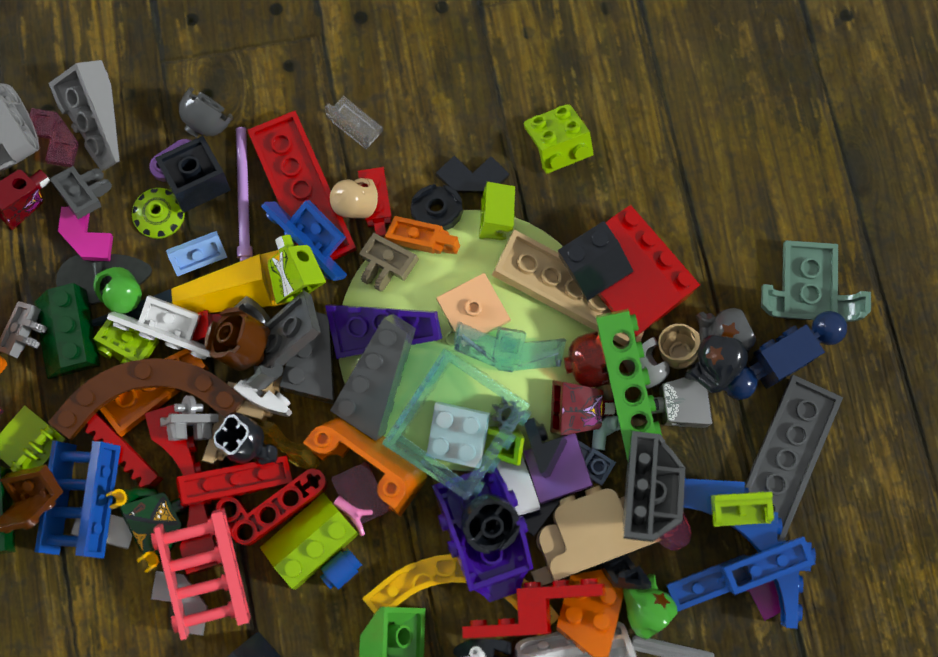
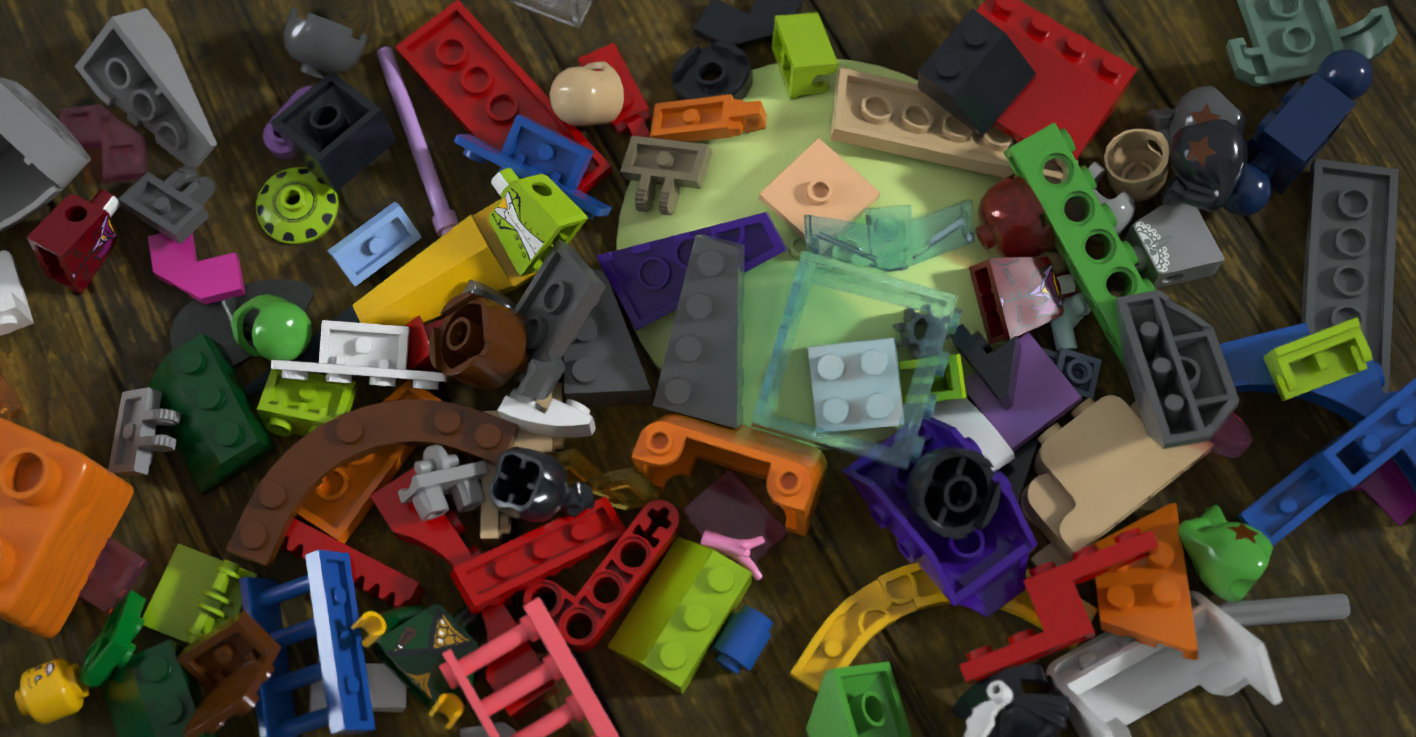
camera: 10 degrees left, 5 degrees down
(624, 574) = (1173, 514): black slope -> none

